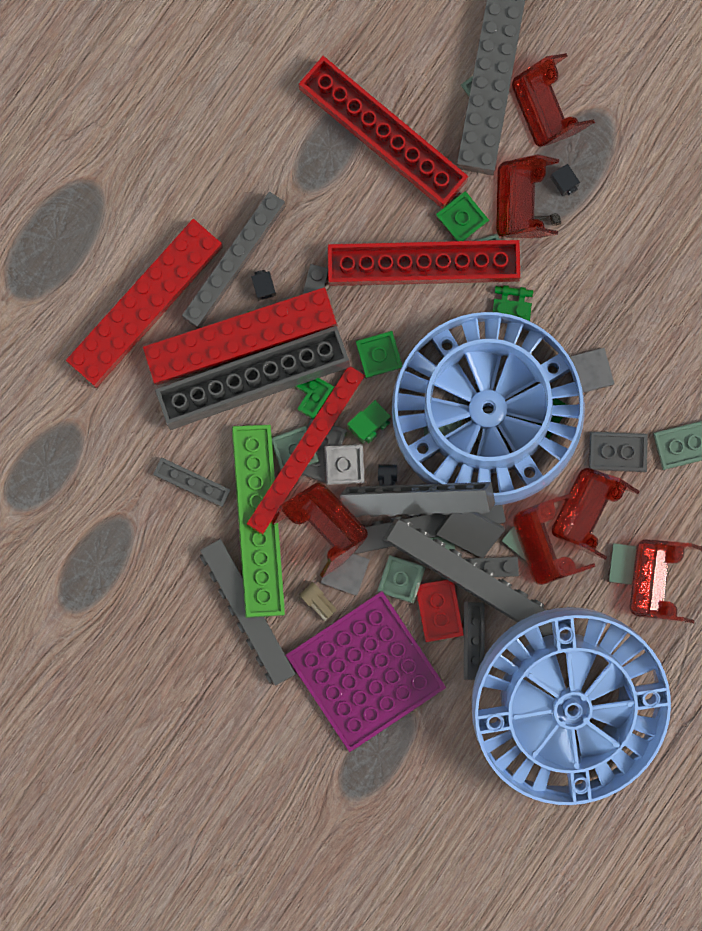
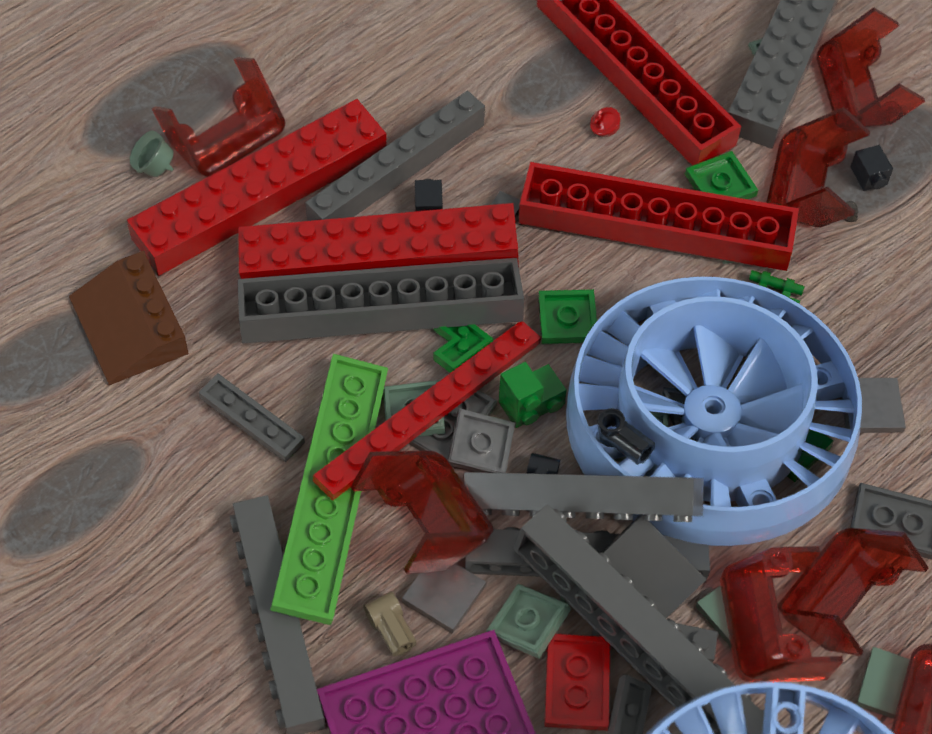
camera: 10 degrees right, 25 degrees down
(61, 297) = (151, 155): none -> sand green piece
(88, 430) = (128, 319): none -> reddish brown slope
(112, 262) = (253, 125): none -> clear red windscreen
(371, 186) = (605, 122): none -> red hat
(438, 461) = (624, 437): none -> black piece

